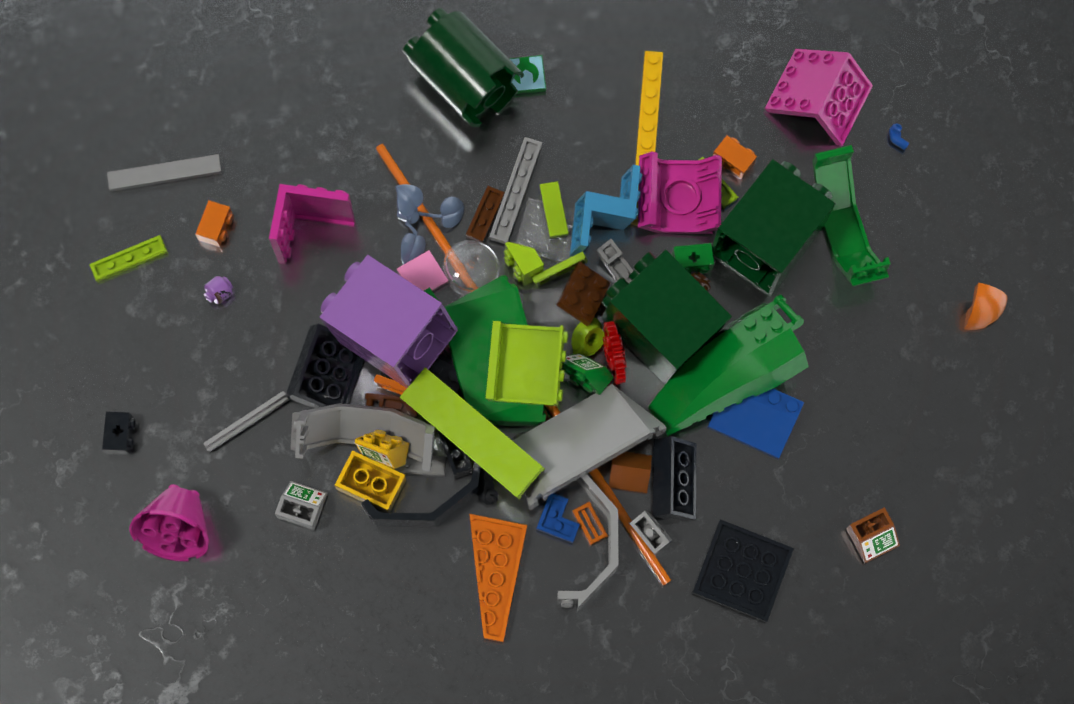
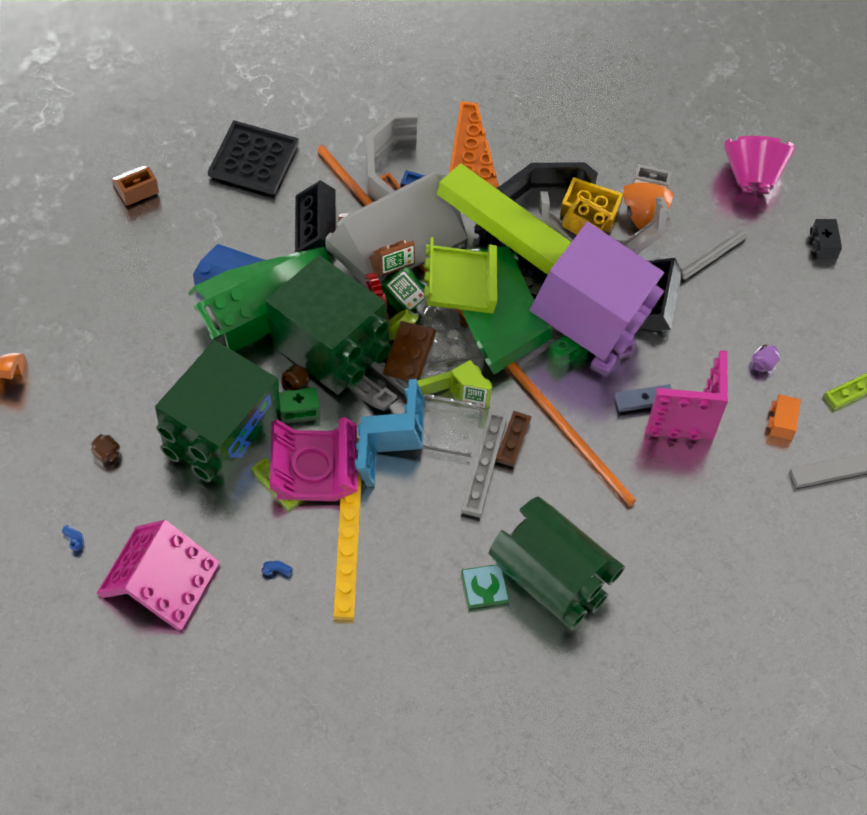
camera: 175 degrees right, 15 degrees down
(309, 474) = (642, 199): none -> orange brick
(338, 252) = (636, 398): none -> sand blue tile
(408, 199) = (589, 428): sand blue plant -> none
(423, 272) = (569, 382): bright pink tile -> none
(467, 274) = (525, 398): clear dish -> none
(553, 210) = (444, 439): lime tile -> none
(597, 398) = (393, 257): none -> slope
(650, 531) = (337, 176): light grey brick -> none
(713, 102) = (276, 565): none -> blue arm
(735, 156) = (254, 505): orange brick -> none
(844, 226) = (135, 424): green panel -> none
(877, 220) = (105, 448): none -> reddish brown head

